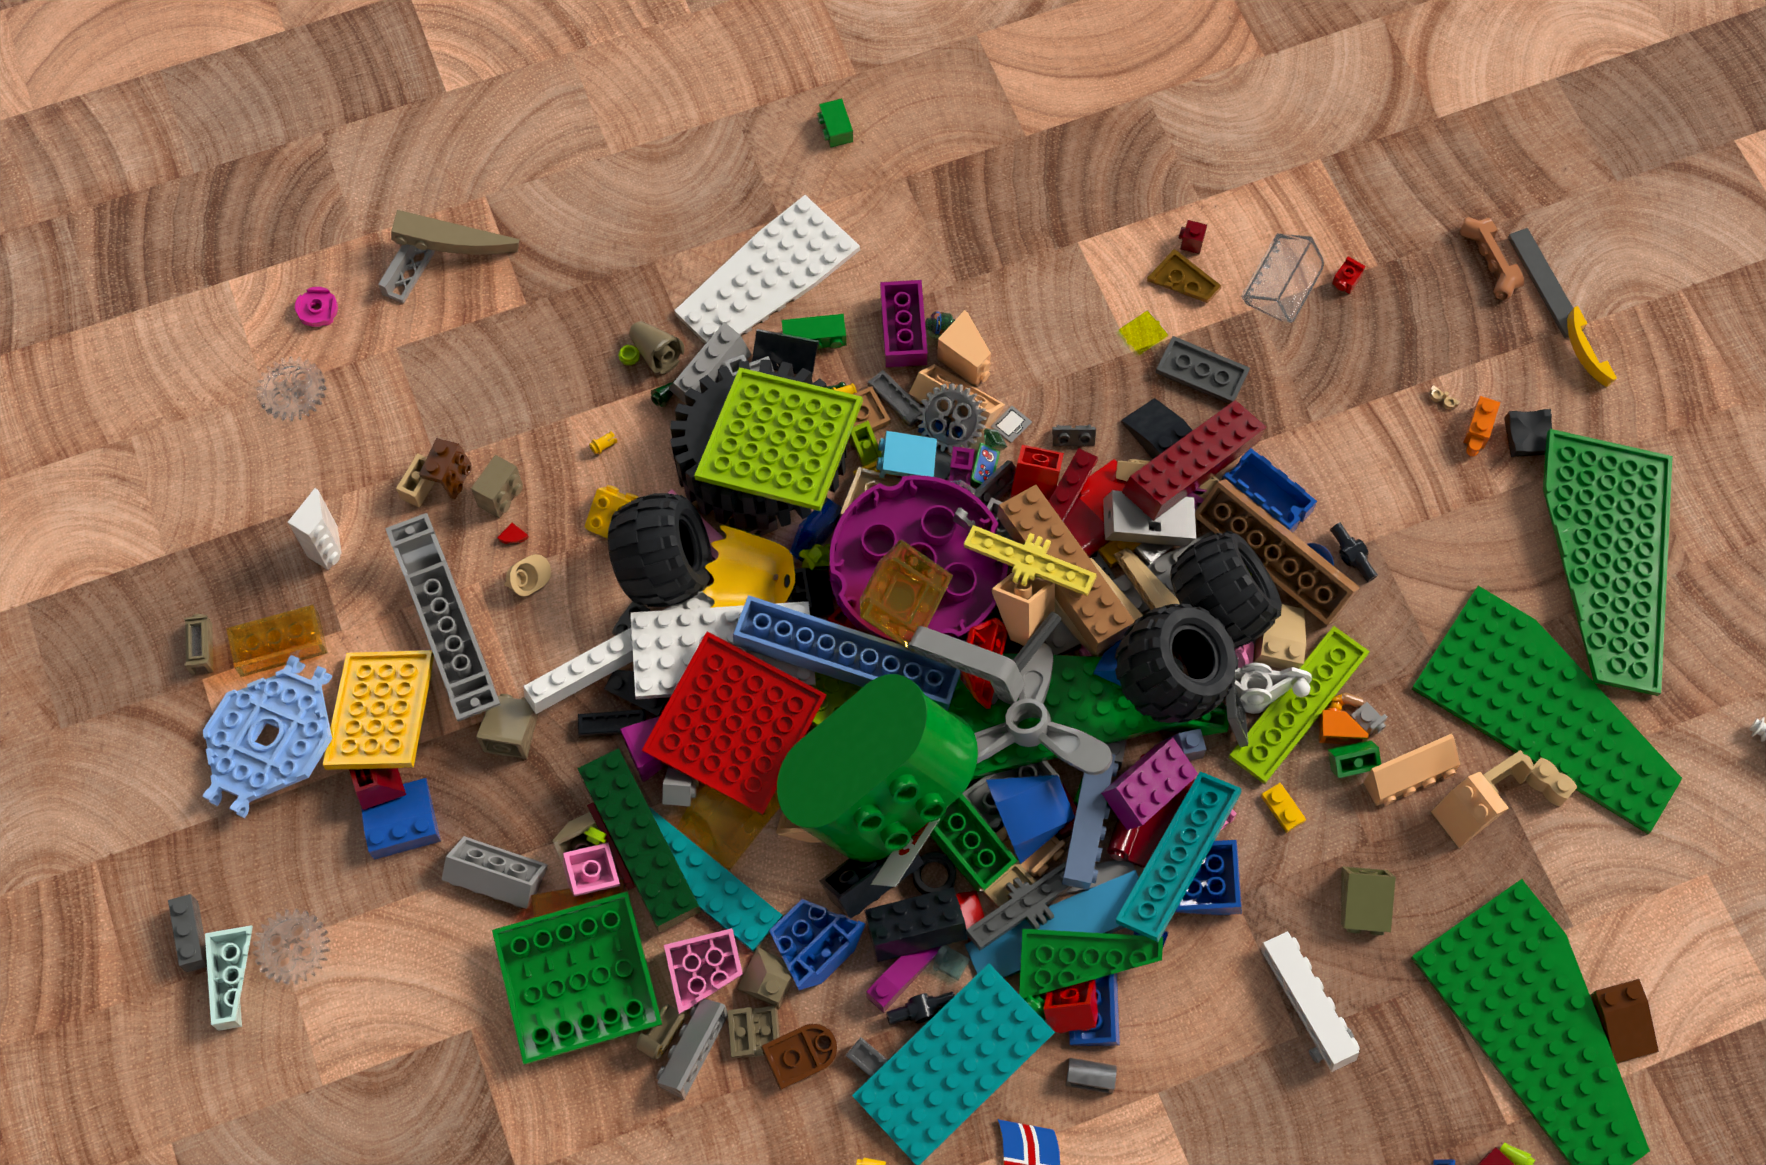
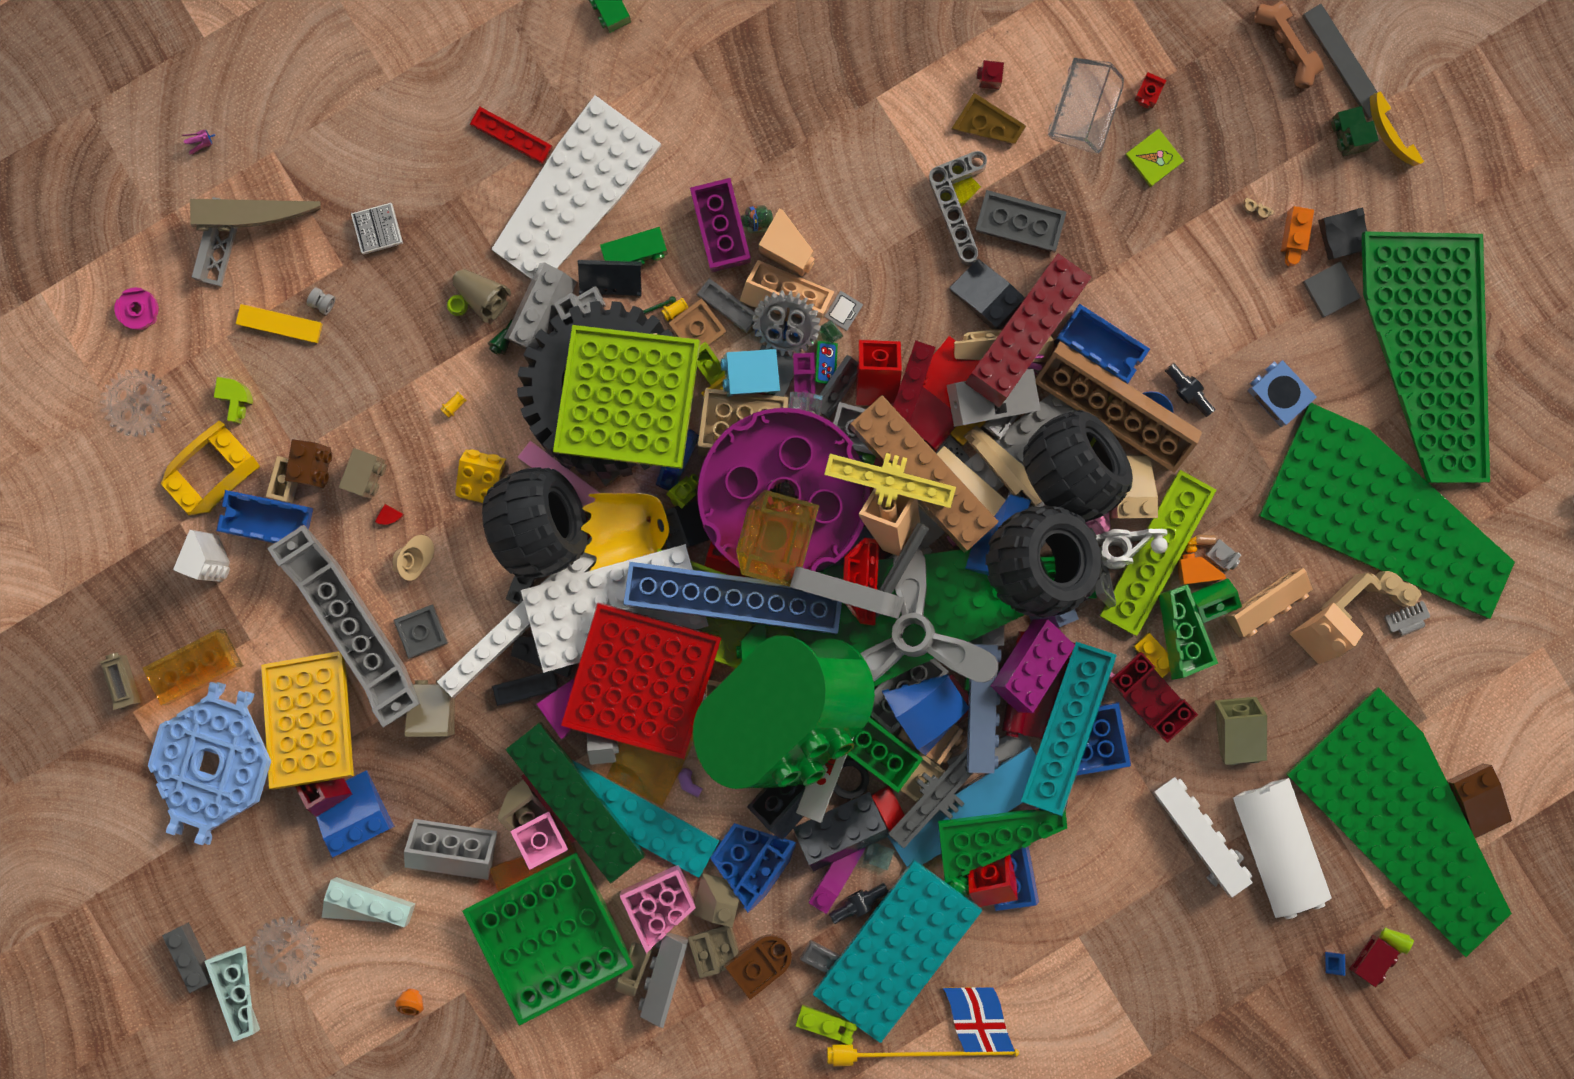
camera: 10 degrees left, 20 degrees up
(370, 444) = (232, 452): none -> yellow wedge
(379, 507) = (261, 517): none -> blue piece
(384, 911) = (360, 903): none -> light aqua wedge
(390, 397) = (237, 394): none -> lime brick
(410, 1025) = (410, 1002): none -> orange cone
(416, 173) = (201, 136): none -> flat silver piece
(450, 343) = (279, 323): none -> yellow tile
(496, 328) = (321, 301): none -> light grey wheel
(517, 651) = (420, 631): none -> dark grey tile
(567, 274) = (377, 228): none -> light grey tile
(595, 835) = (536, 807): lime plate -> none
(716, 217) = (511, 135): none -> red tile
(759, 850) = (686, 782): none -> medium lavender arm
(860, 1135) = (825, 1024): none -> lime plate
(961, 519) = (819, 448): flat silver tile -> none
(1079, 436) = (915, 312): dark grey hinge -> none
(1091, 1075) = (1019, 934): flat silver brick -> none
(1136, 344) = (953, 205): none -> light grey beam
(1272, 845) = (1153, 698): none -> dark red slope
(1318, 786) = (1185, 634): none -> green wedge
(1345, 336) = (1154, 157): none -> lime tile
(1397, 1032) = (1282, 849): none -> white cylinder
(1448, 570) = (1281, 393): none -> medium blue brick
(1511, 484) = (1331, 289): none -> dark grey tile
(1548, 342) = (1353, 131): none -> dark green brick
(1561, 823) = (1408, 624): none -> light grey piece

